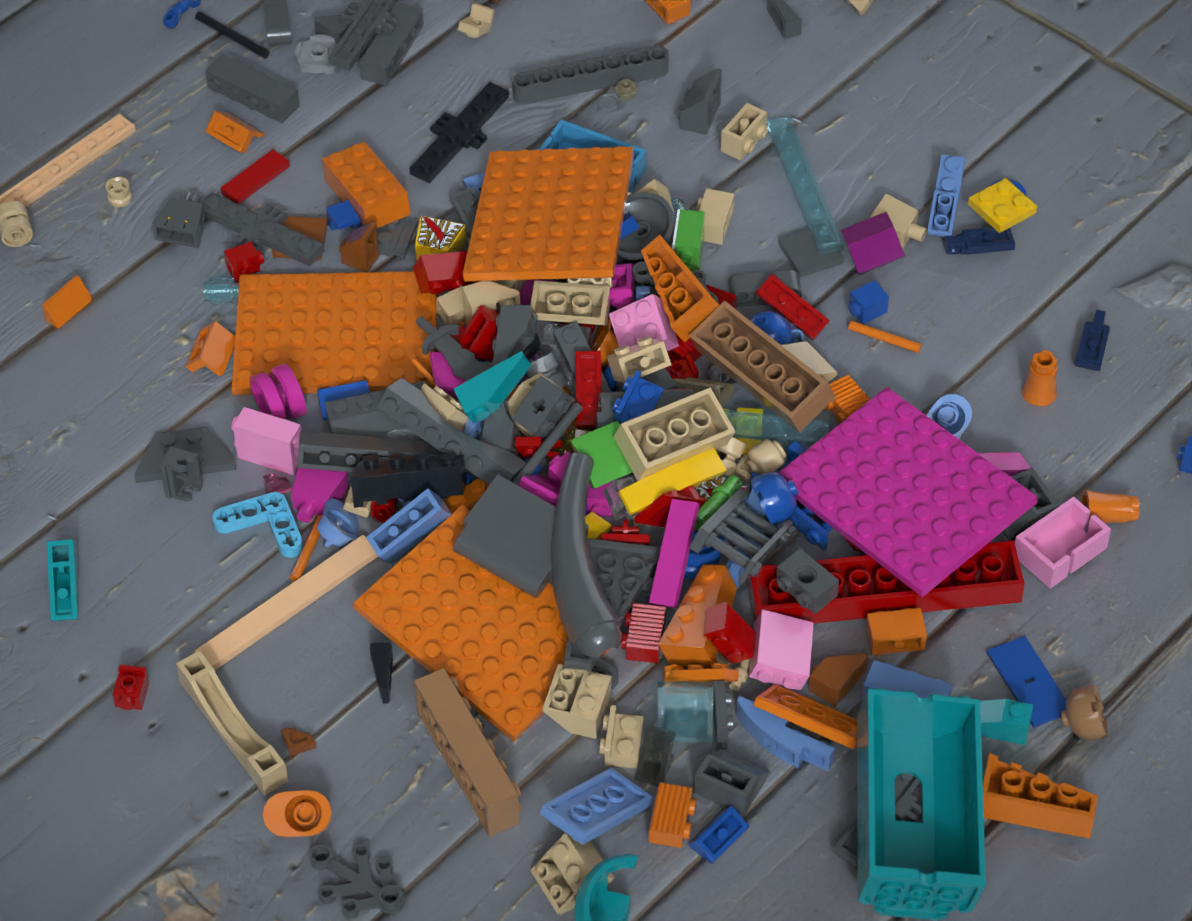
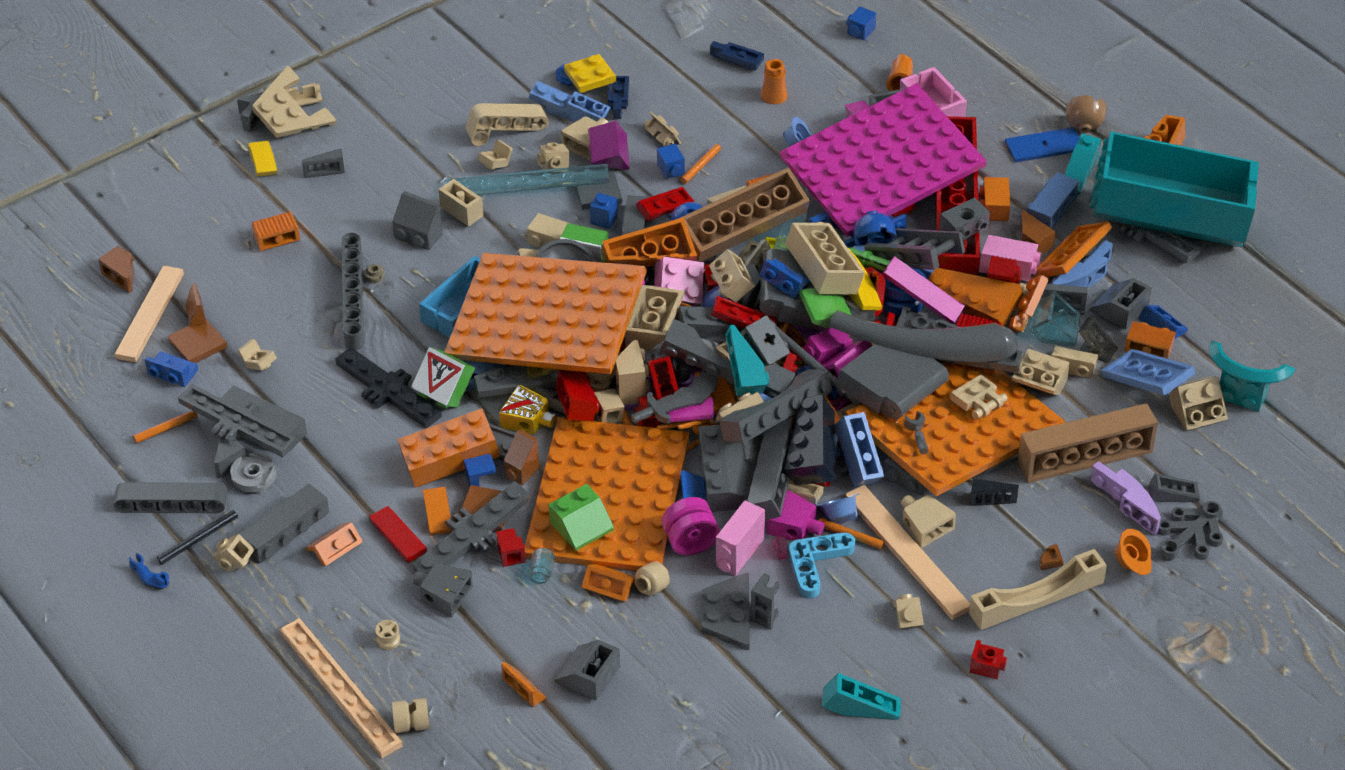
camera: 80 degrees left, 5 degrees down
(82, 350) = (590, 668): none -> dark grey slope
(194, 608) = (908, 611): none -> tan bracket
(196, 53) = (233, 553): none -> tan brick
(213, 381) = (652, 578): none -> tan head
(277, 303) = (580, 517): none -> bright green slope
(290, 196) = (437, 510): none -> orange slope
(331, 611) = (926, 519): none -> tan torso
(392, 814) = (1133, 497): none -> lavender slope
(423, 837) = (1164, 489): none -> dark grey slope
(432, 573) = (917, 425): none -> dark grey piece
(462, 161) = (442, 378): none -> piece
(519, 625) = (974, 392): none -> tan plate
(769, 254) = (603, 210): none -> blue brick
(834, 151) = (496, 158): none -> tan bracket
(843, 197) = (553, 156): none -> tan brick
(897, 145) = (515, 117): none -> tan beam
(930, 292) = (658, 125): none -> tan hinge

